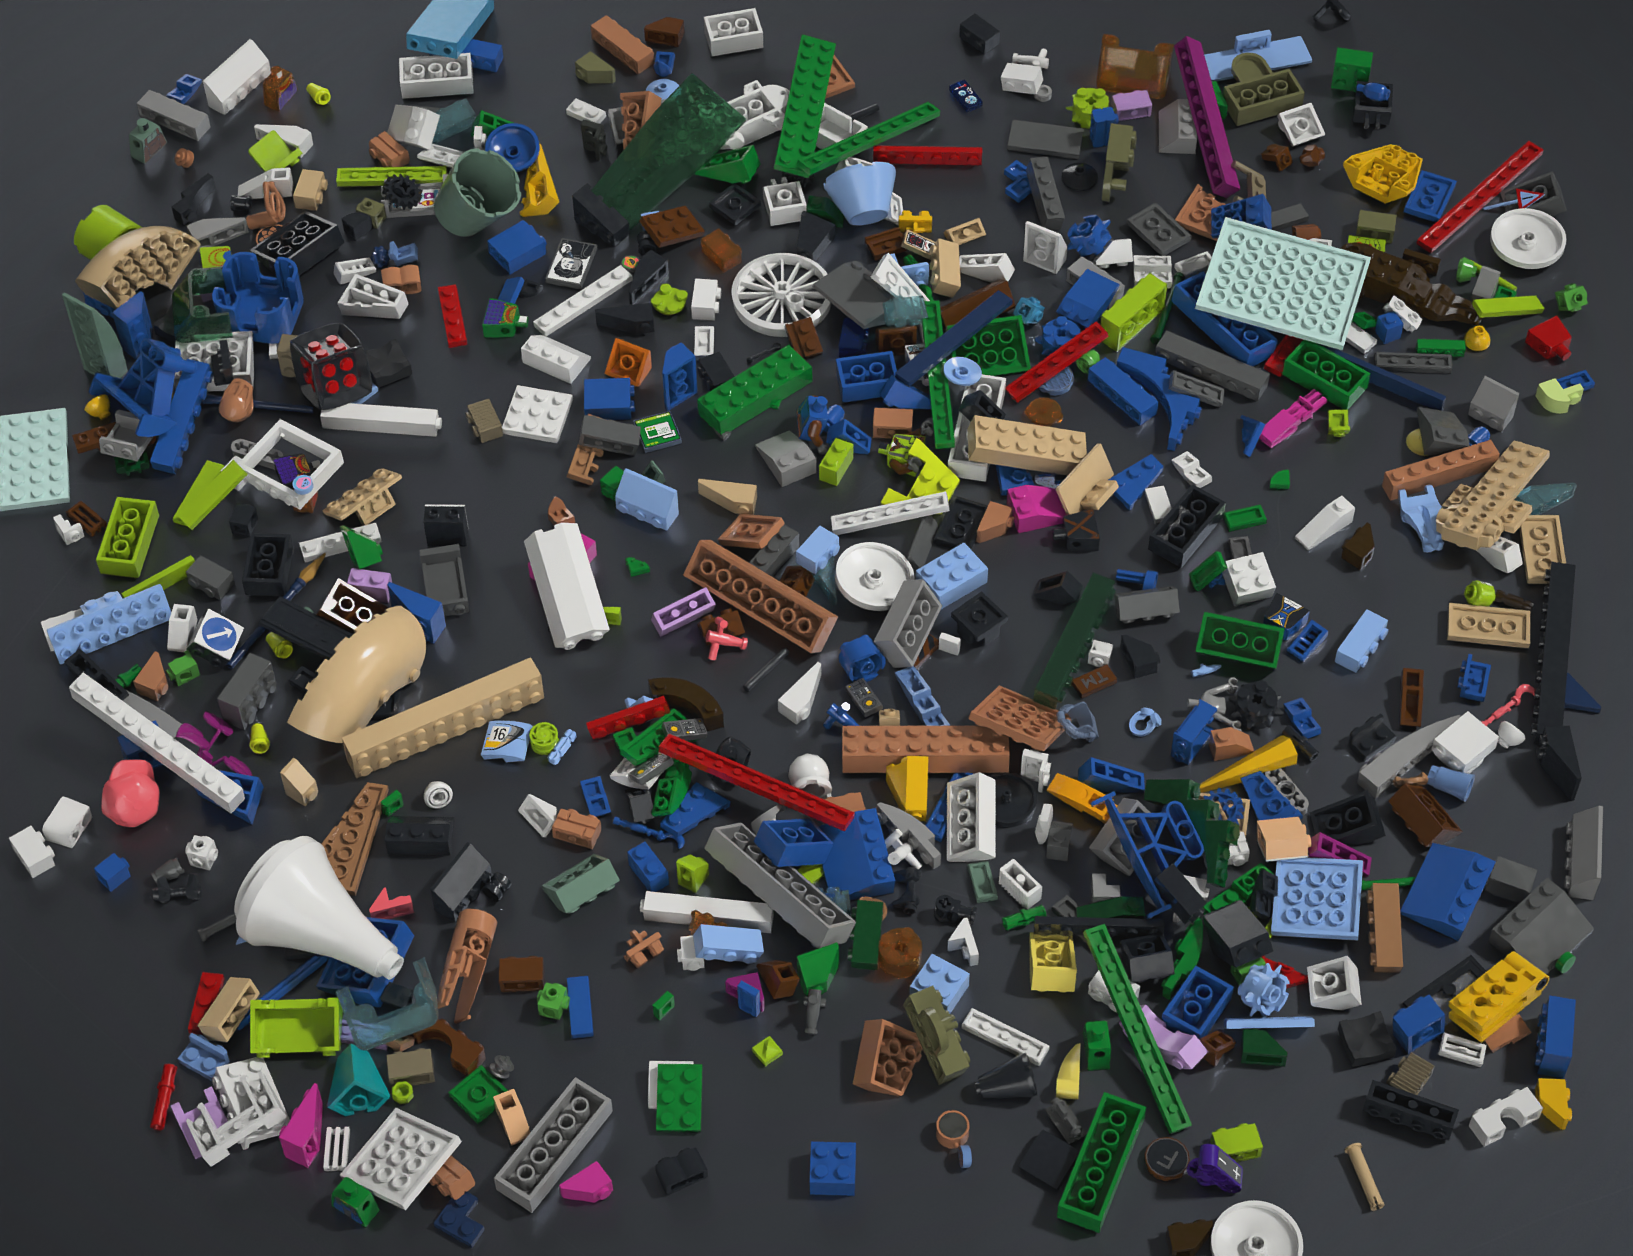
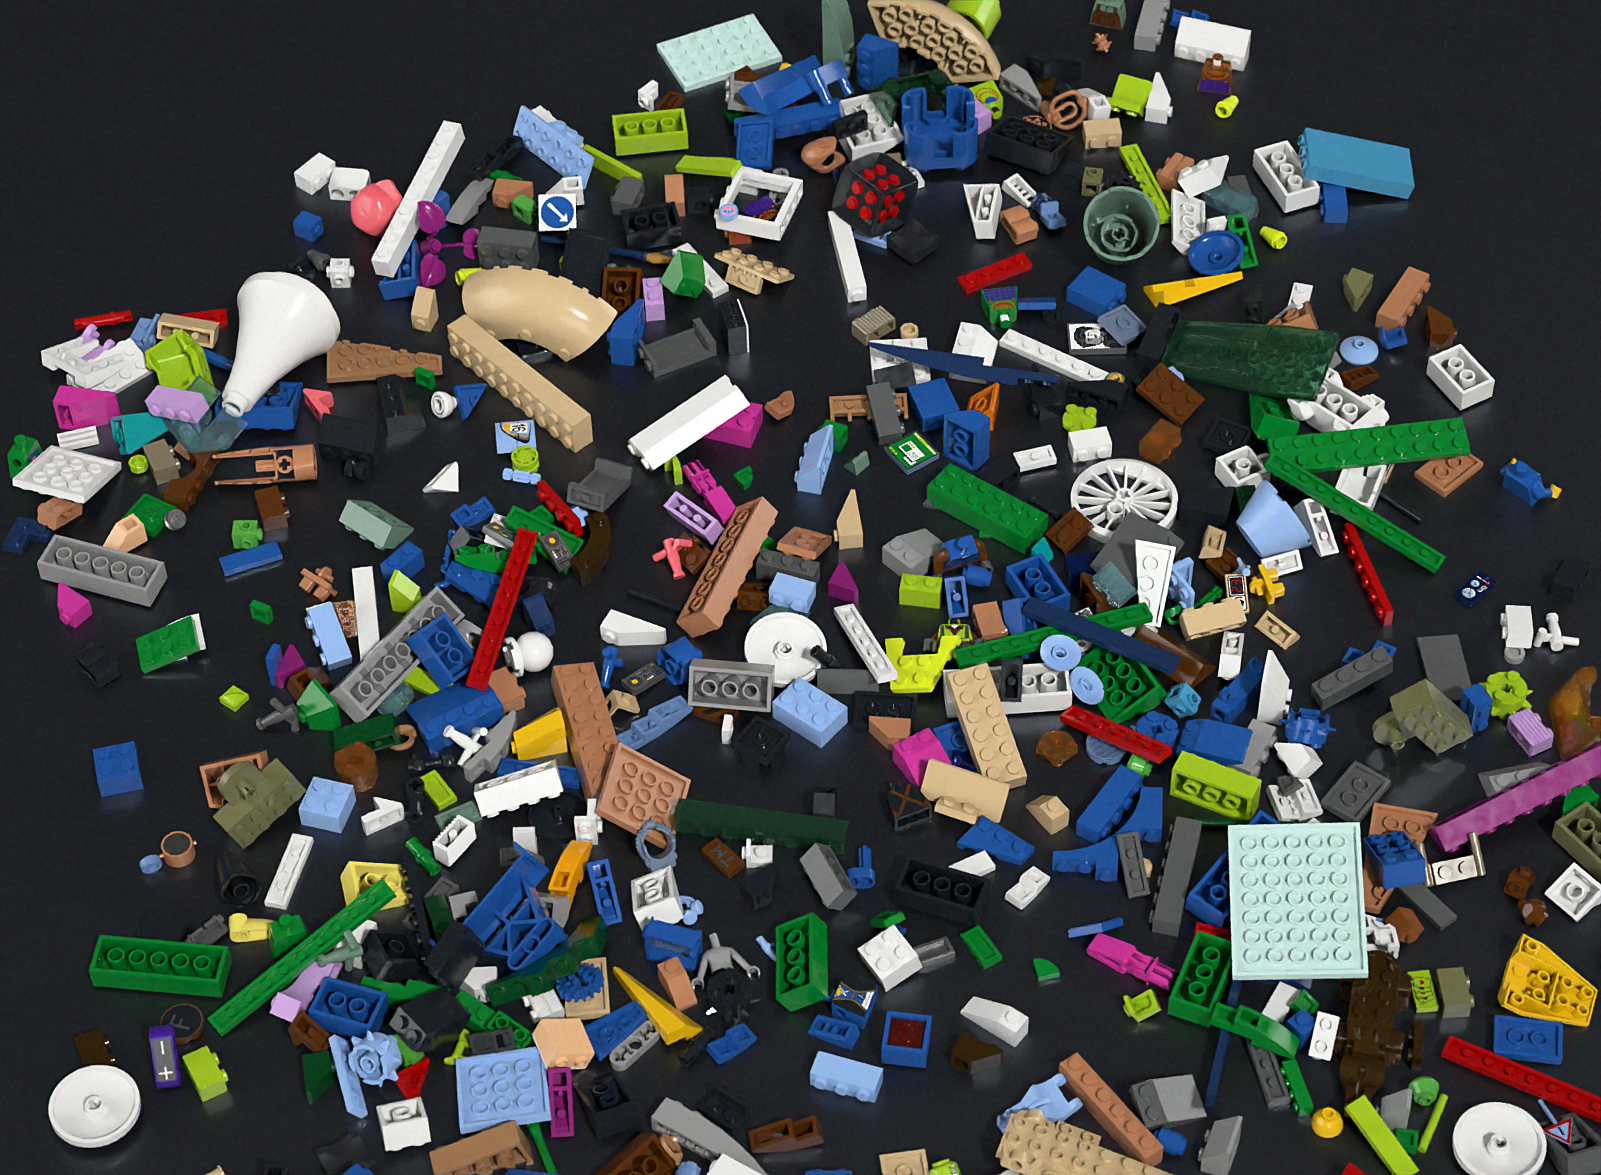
camera: 75 degrees right, 5 degrees down
(199, 451) = (755, 144): none -> blue tile
(220, 212) = (1046, 86): none -> dark brown slope
(234, 535) = (675, 191): none -> nougat slope
(367, 1020) = (177, 404): none -> lavender brick
(436, 772) = (467, 397): none -> blue tile
(503, 107) = (1274, 237): none -> neon yellow cone
(503, 396) = (908, 331): none -> tan tile
(566, 417) = (899, 376): none -> black brick
(568, 237) = (1123, 324): none -> sand blue tile
(576, 828) = (432, 506): nougat brick -> none
(583, 355) = (965, 365): none -> dark blue slope
(613, 677) = (601, 486): none -> dark grey panel
(660, 593) = (715, 497): none -> dark pink arm
(766, 761) = (538, 615): none -> dark blue slope
(805, 518) = (842, 585): none -> magenta slope
(819, 368) = (1042, 547): none -> teal slope
(855, 247) = (1212, 543): none -> tan slope
(866, 28) = (1526, 482): none -> blue torso
(902, 549) = (827, 660): none -> black pin
(903, 228) = (1242, 568): none -> light blue bar
(951, 888) = (438, 790): none -> lime tile
(994, 369) = (1086, 685): none -> light blue dish
(1030, 273) = (1239, 693): none -> blue brick
(1117, 433) = (1049, 812): none -> tan slope
(1133, 737) = (656, 897): none -> white slope
(1138, 983) = (348, 953): none -> sand green piece
(1140, 266) = (1289, 784): none -> dark grey tile
(1337, 587) = (906, 1039): none -> piece
(1388, 352) = (1256, 1026): none -> green slope

